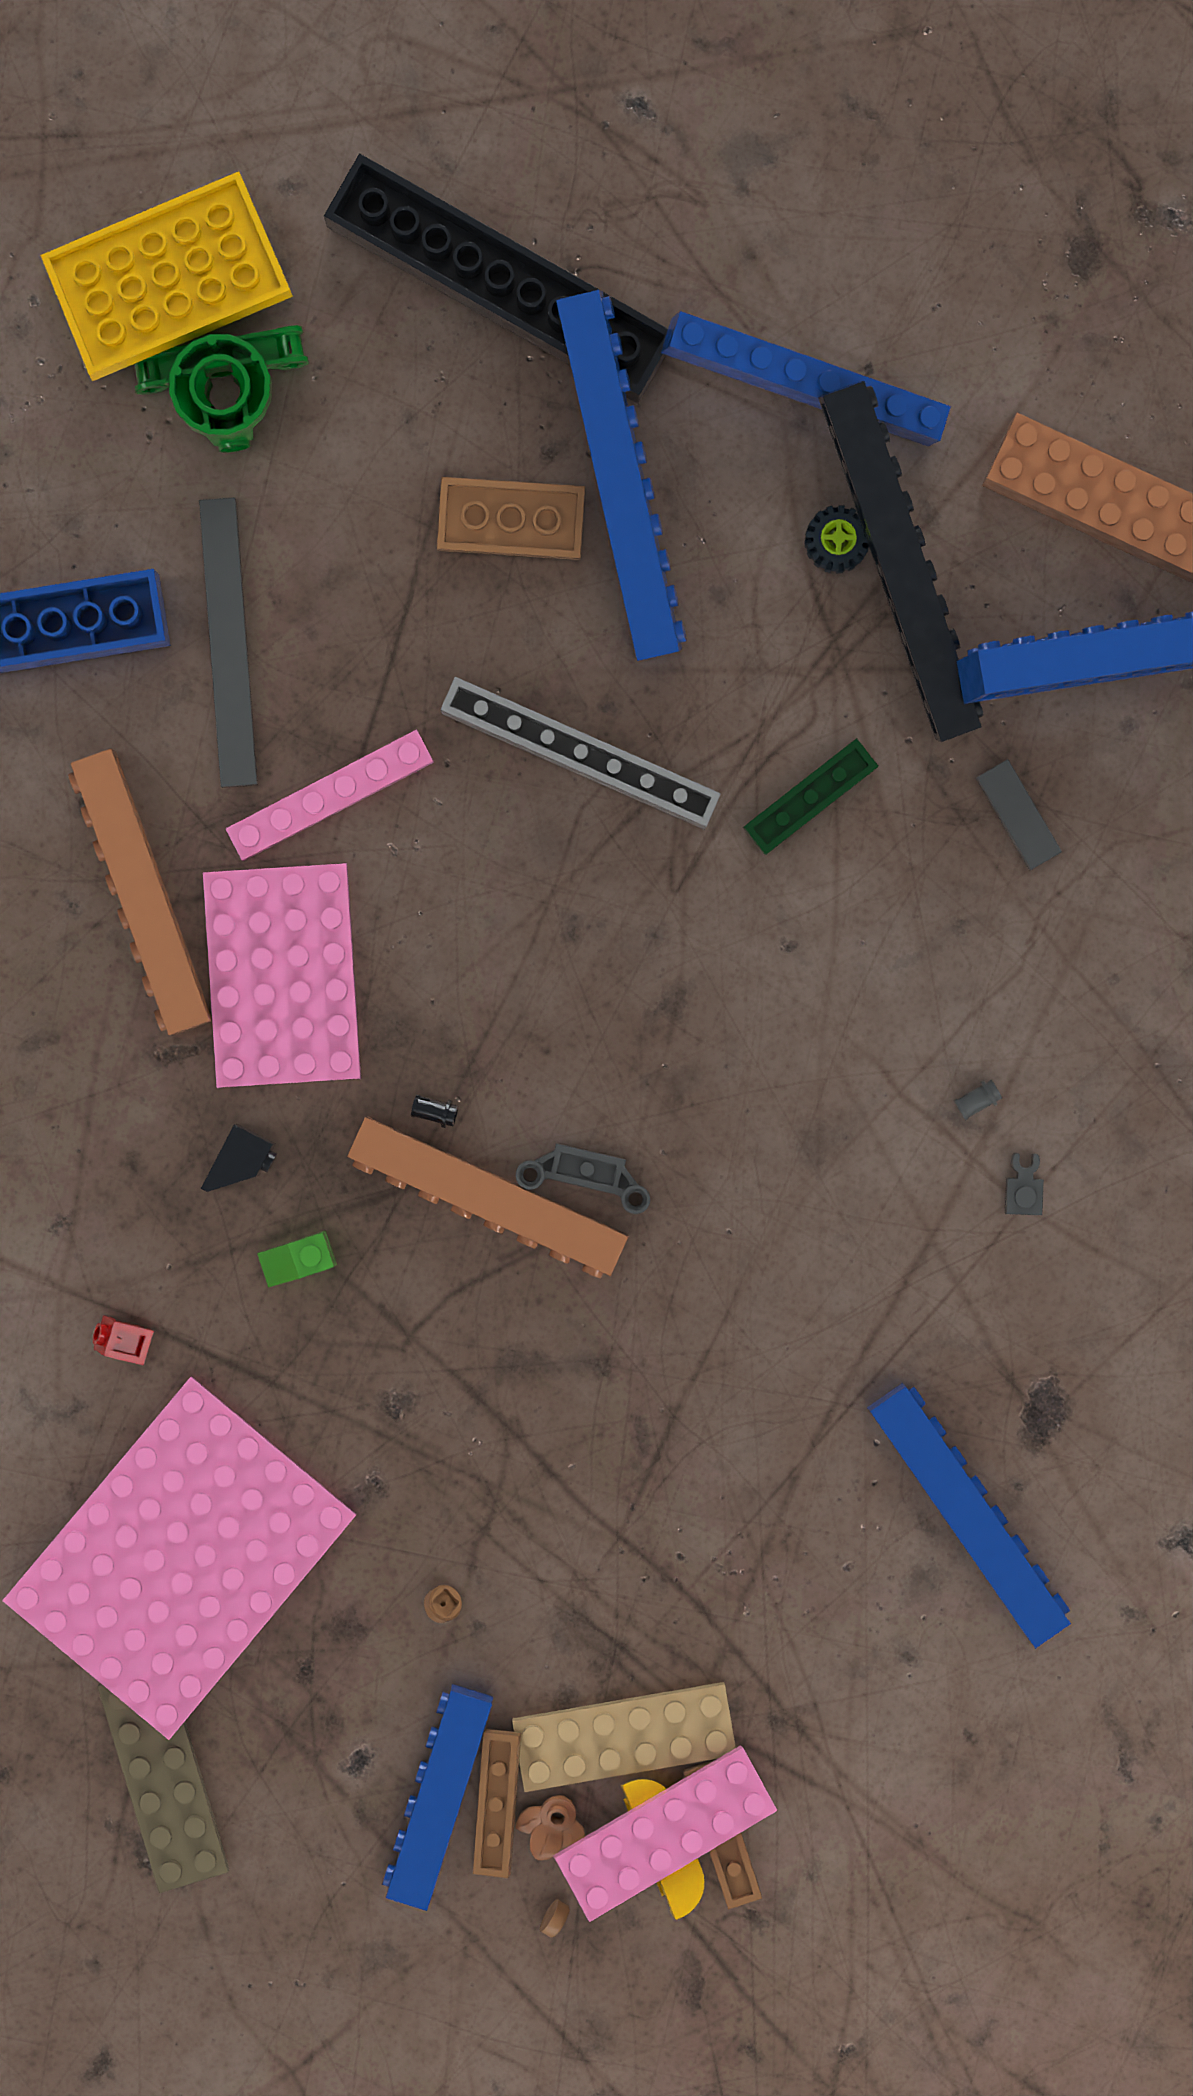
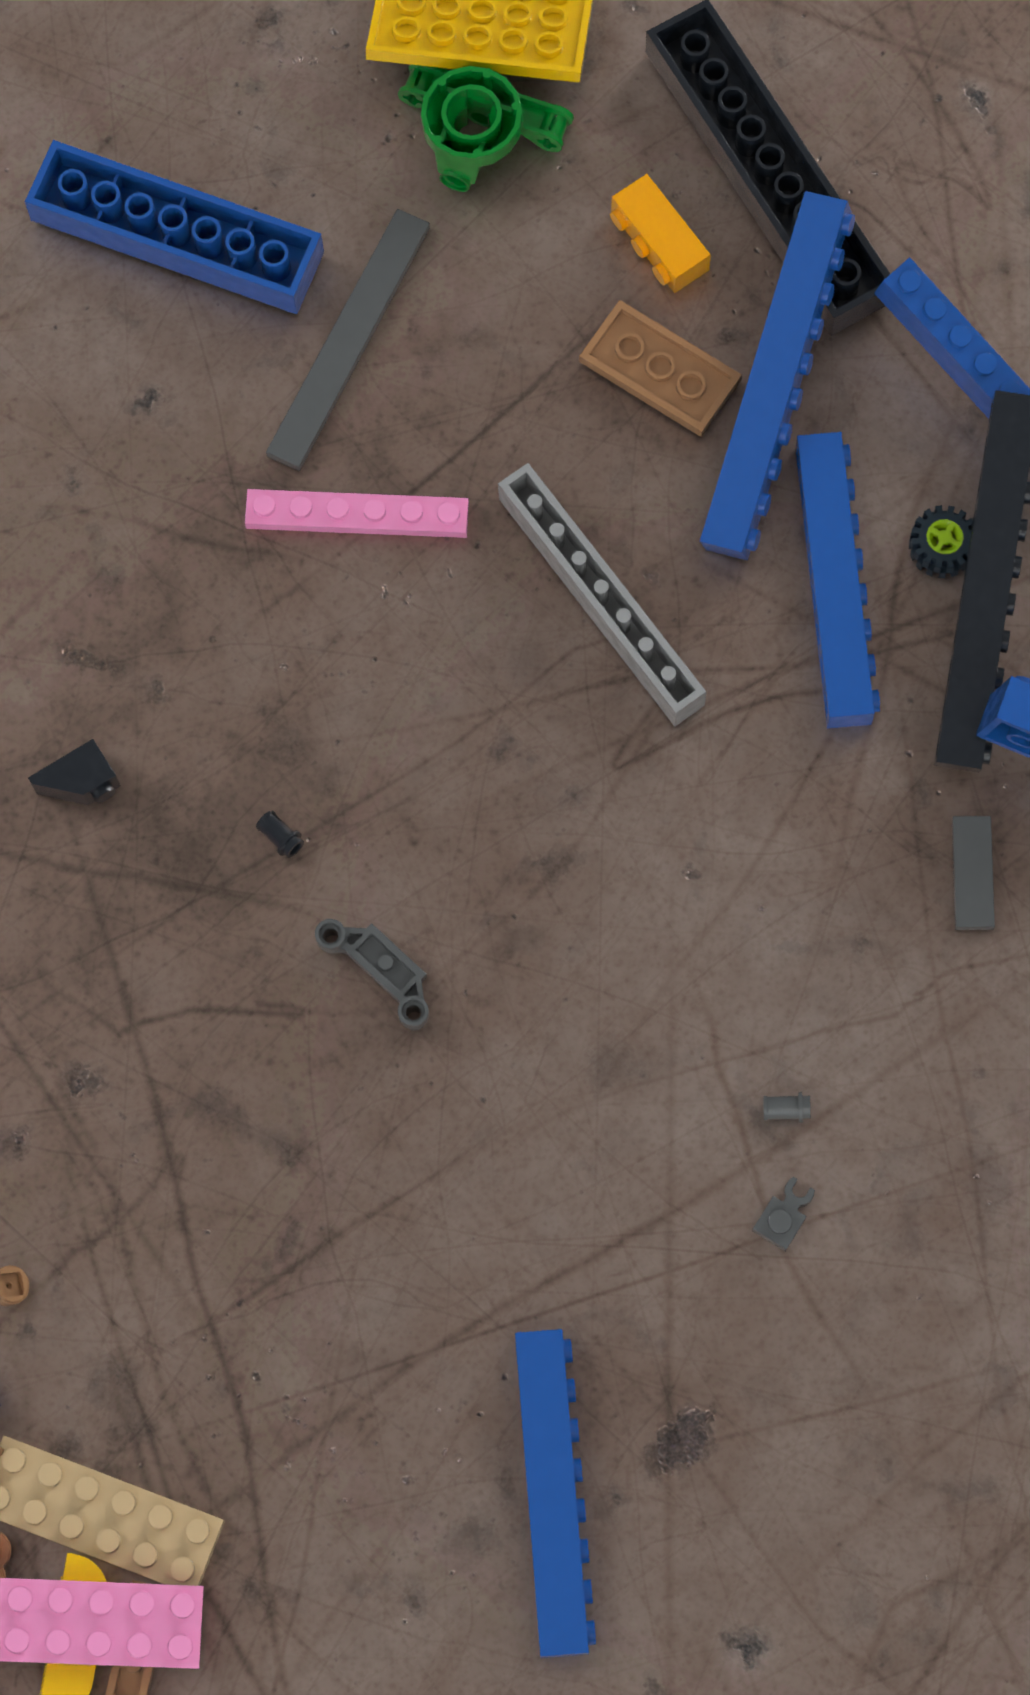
camera: 35 degrees right, 15 degrees down
(141, 892) = (139, 502): nougat brick -> none
(281, 975) = (218, 643): bright pink plate -> none
(297, 1259) = (76, 894): bright green slope -> none
(439, 395) = (659, 234): none -> light orange brick
(487, 1196) = (281, 936): nougat brick -> none
(766, 625) = (835, 580): none -> blue brick
(810, 796) = (788, 749): dark green plate -> none

